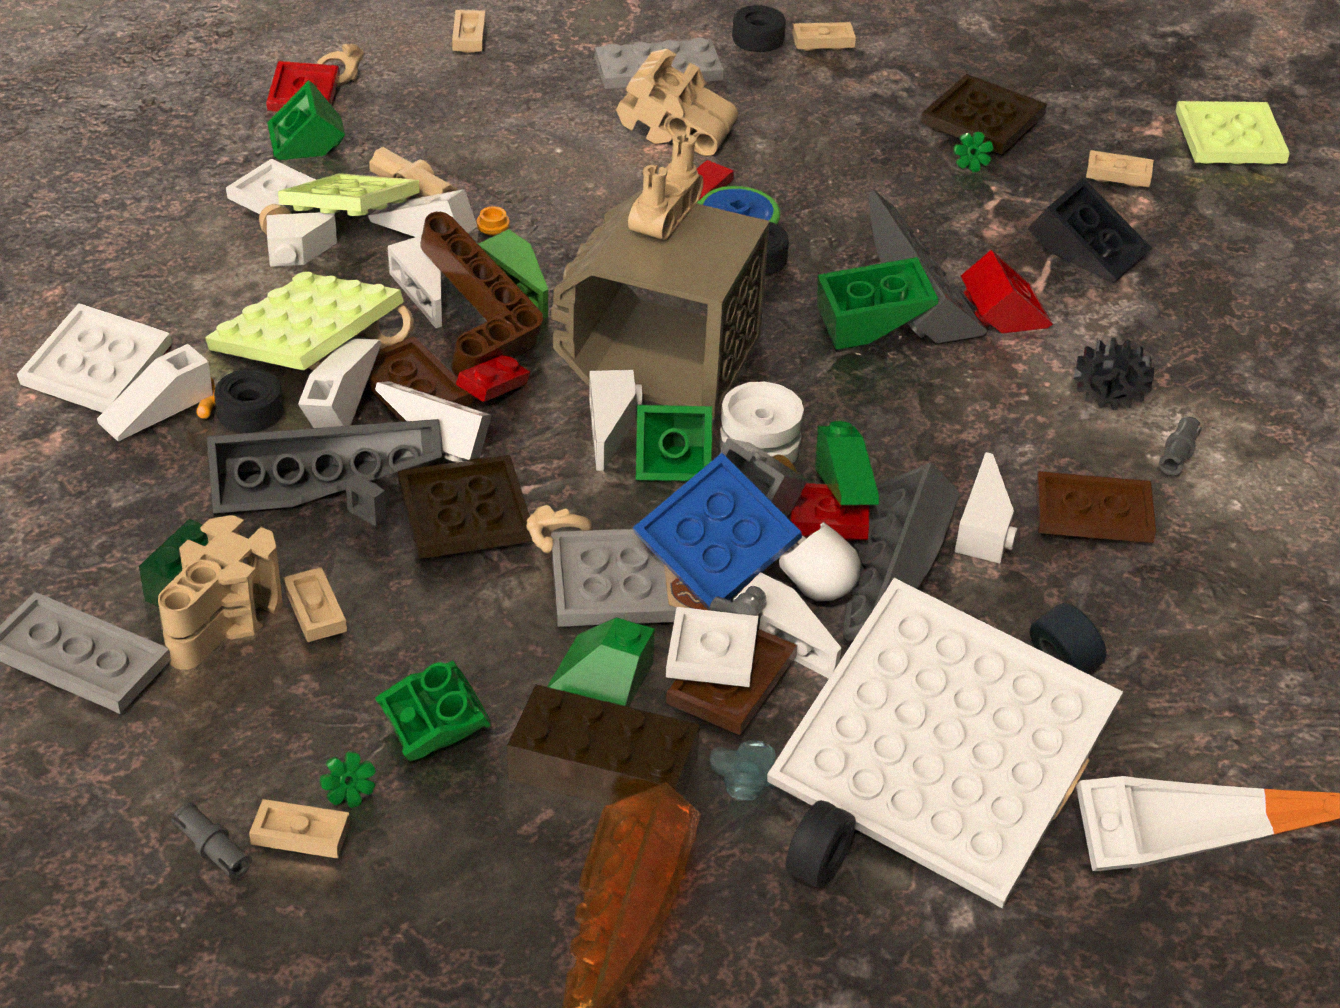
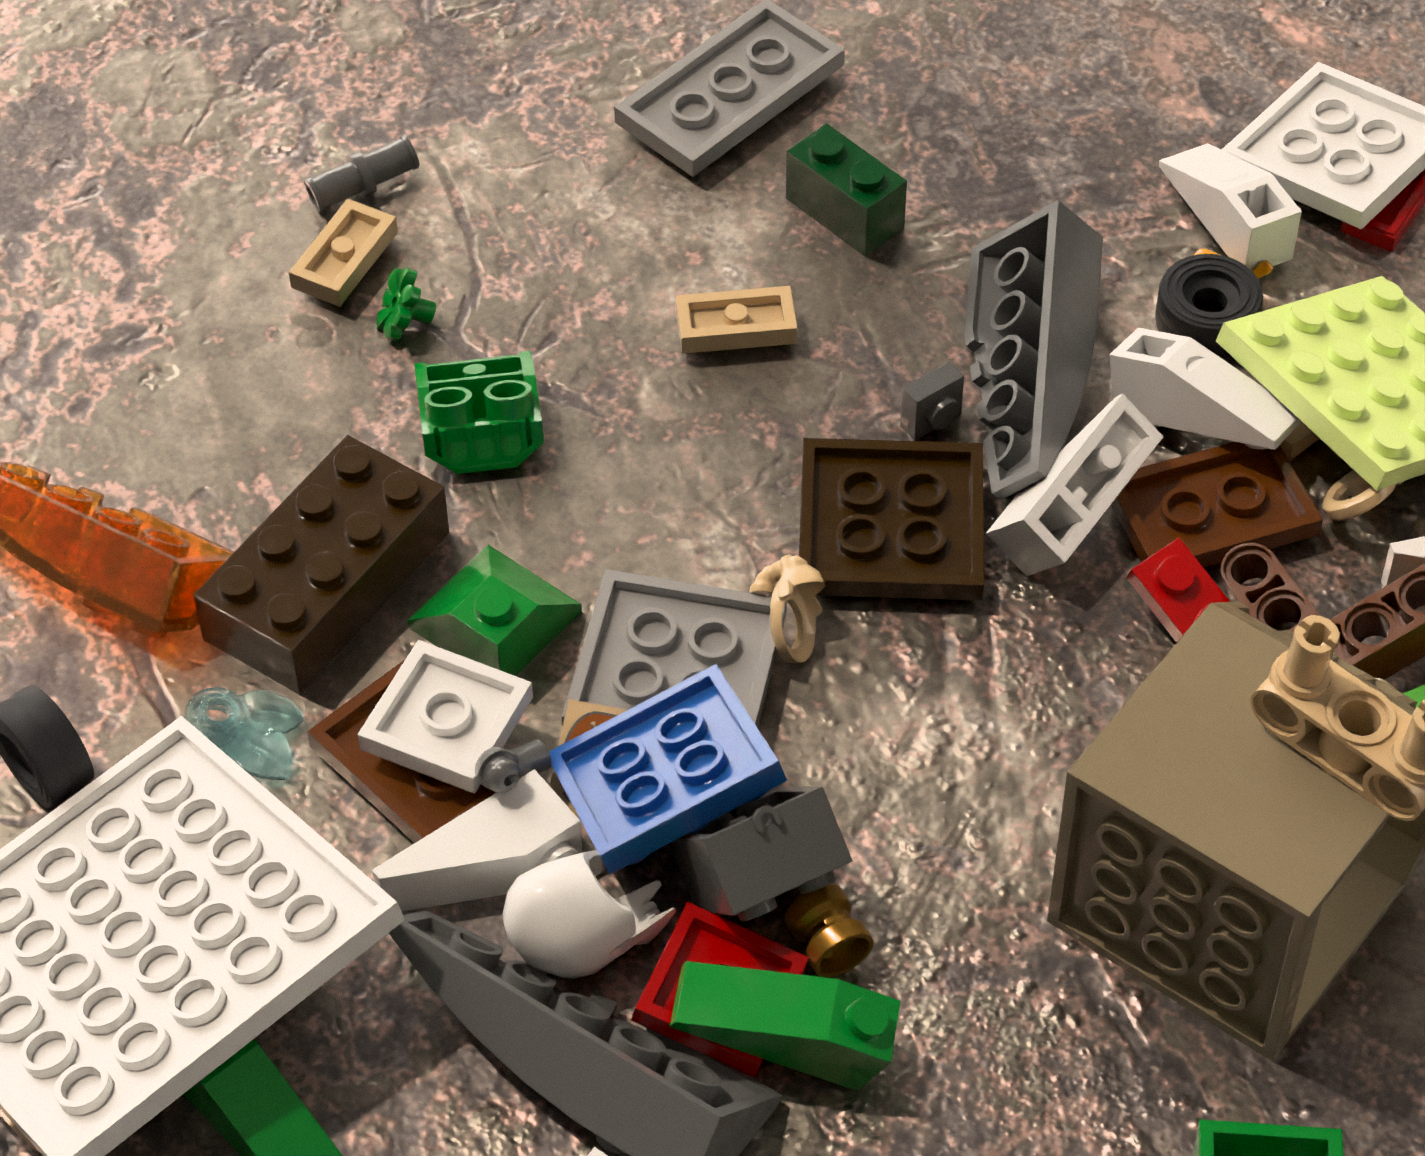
camera: 110 degrees right, 10 degrees up
(219, 592) = (755, 198): tan connector -> none
(612, 410) = (1028, 731): white slope -> none
(672, 441) = (959, 817): green slope -> none
(764, 416) = (947, 936): white wheel -> none

